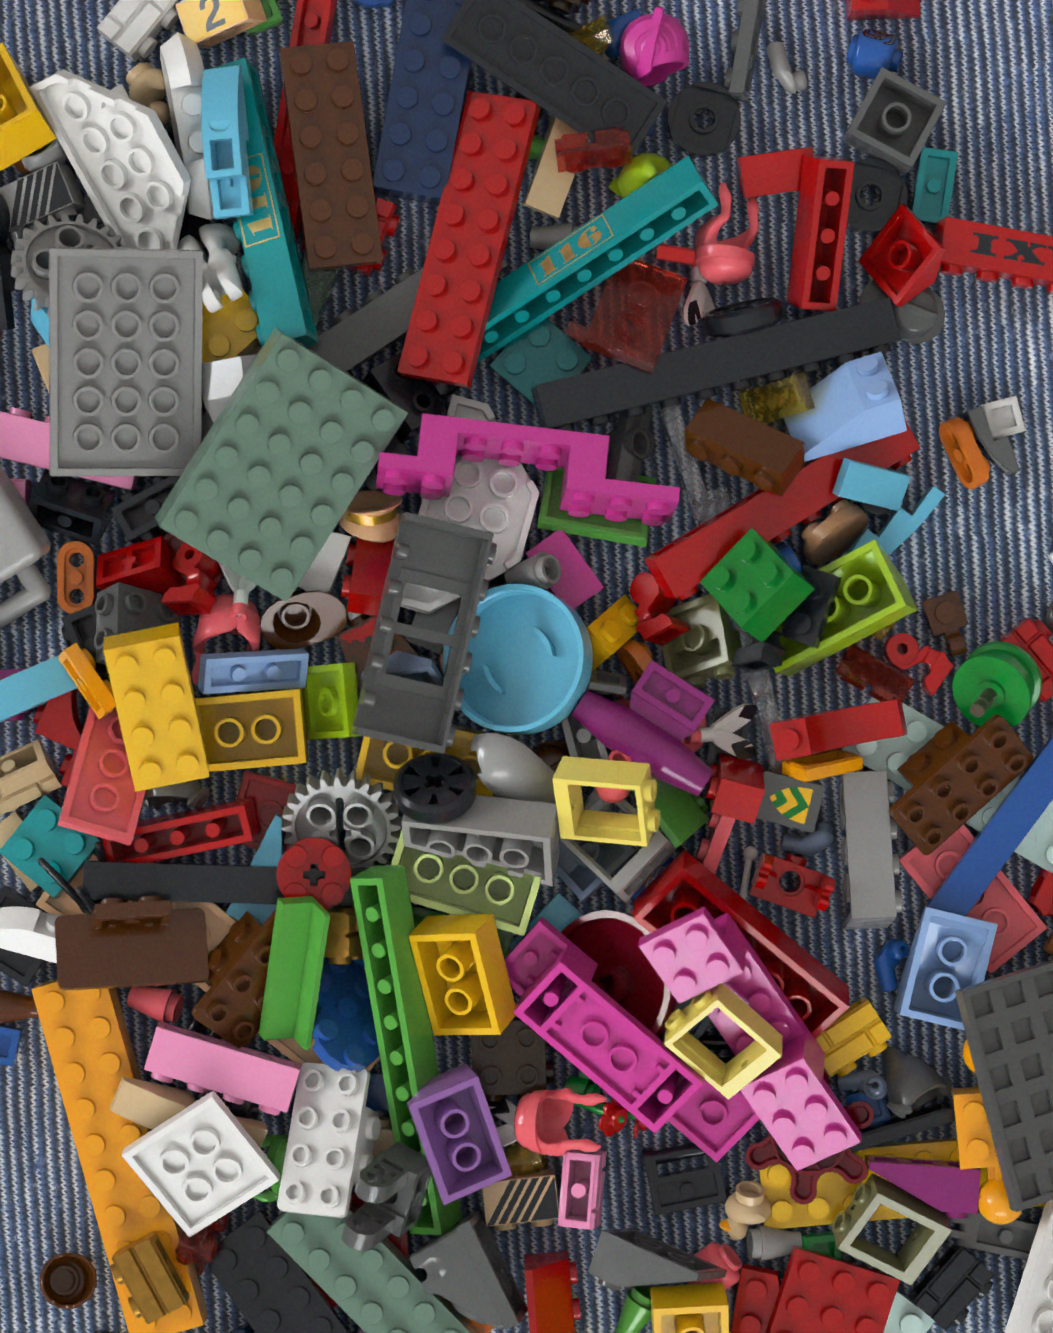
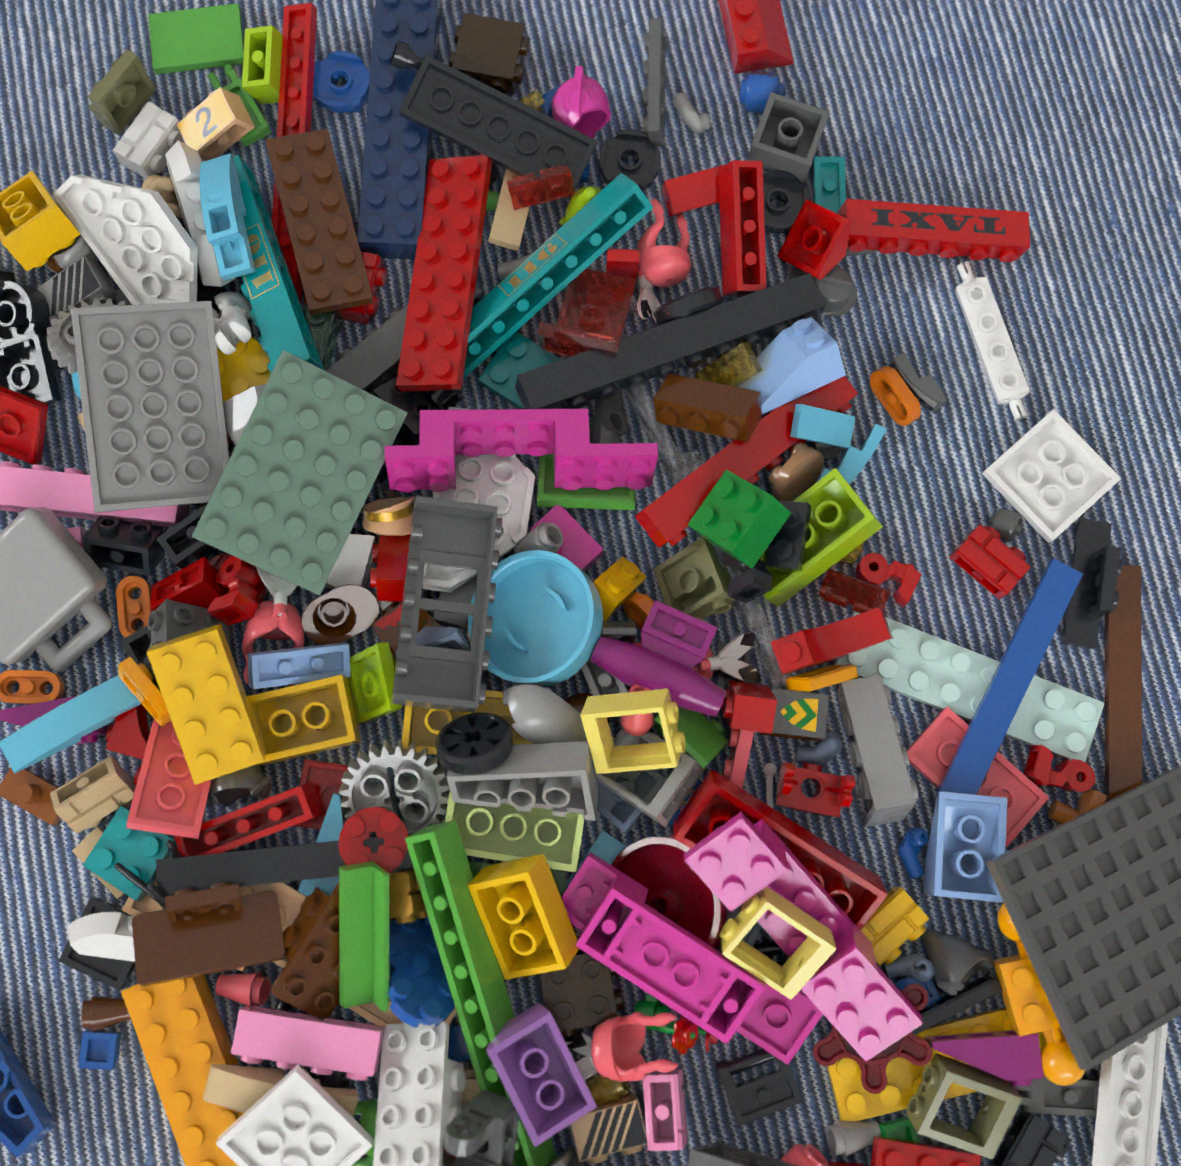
camera: 10 degrees left, 10 degrees down
(652, 611) = (650, 563): red leg -> none
(745, 1207) = (821, 1105): tan animal -> none
(945, 616) = (905, 537): reddish brown plate -> none
(956, 778) = (943, 673): reddish brown bracket -> none
(997, 681) = (963, 585): green wheel -> none
(1004, 417) = (925, 362): white tile -> none

